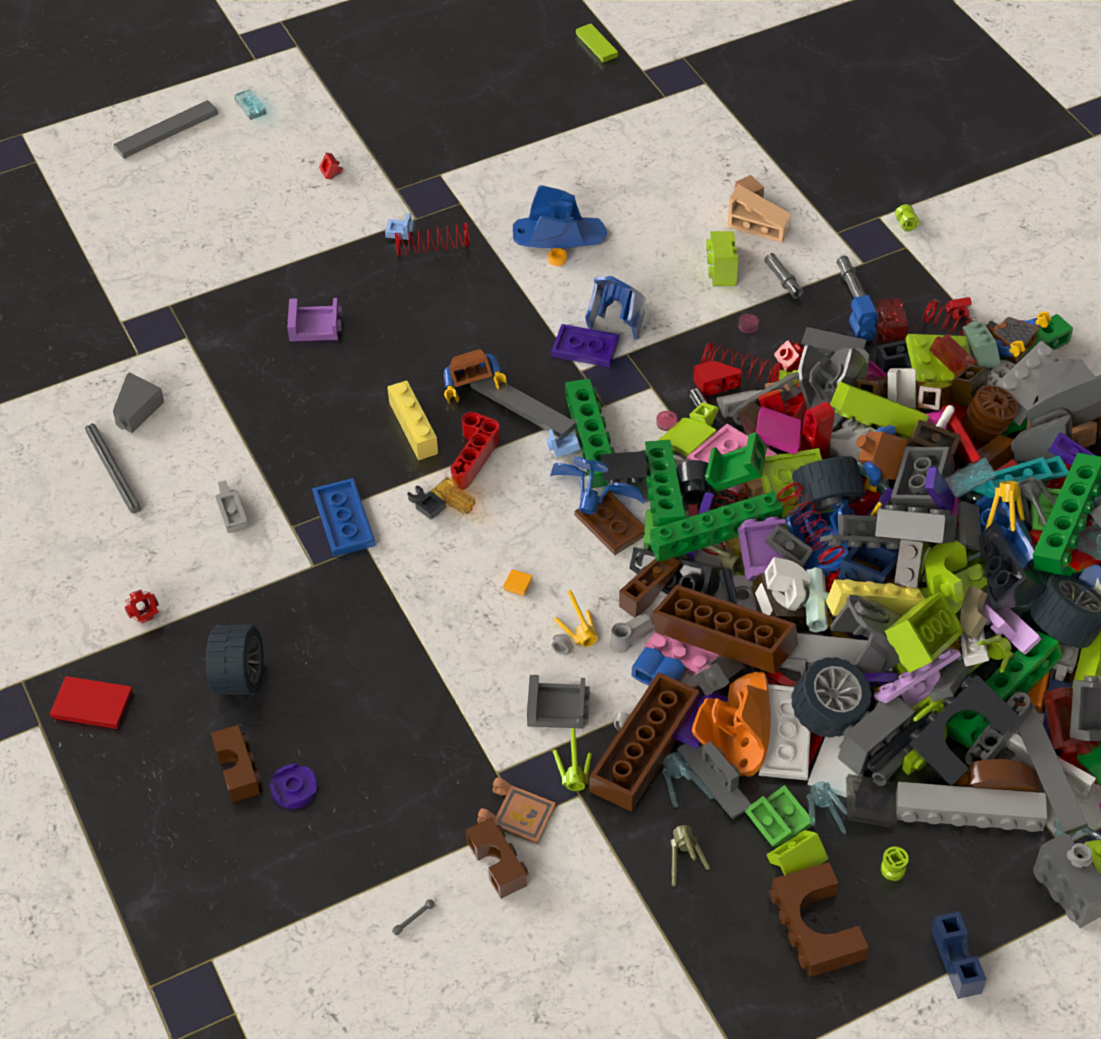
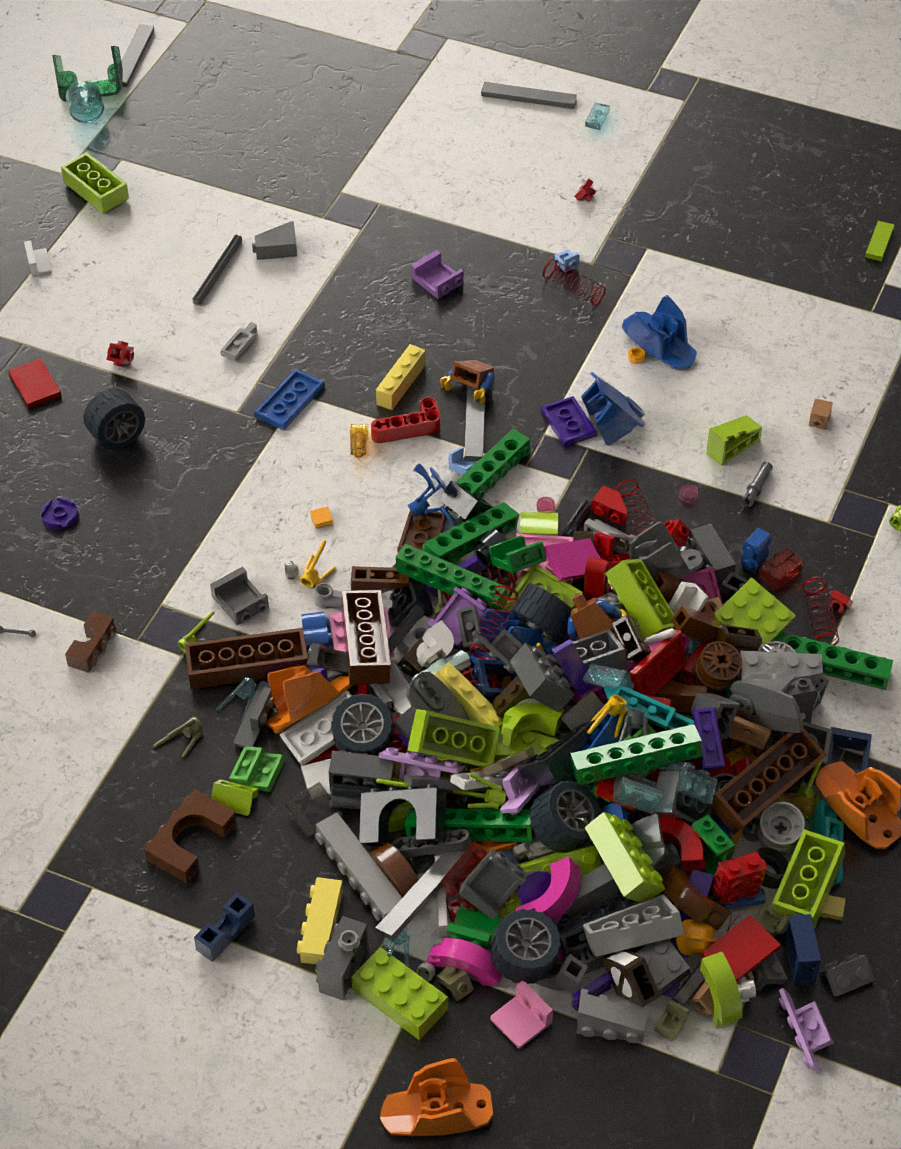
camera: 50 degrees right, 0 degrees up
(240, 779) = (40, 485): reddish brown arch -> none
(427, 504) = (340, 430): black plate -> none
(521, 812) = (138, 635): nougat flag -> none
(705, 413) = (566, 519): lime slope -> none
(757, 215) = (797, 431): light nougat wedge -> none
(822, 796) = (290, 781): clear light blue plant -> none
(849, 274) = (801, 519): dark grey pin -> none
(894, 863) = (272, 852): lime wheel -> none
(951, 354) = (760, 614): clear red bracket -> none
(981, 344) = (792, 628): sand green brick -> none
(1007, 874) = (321, 919): none -> light yellow brick
(1017, 336) = (830, 643): torso -> none

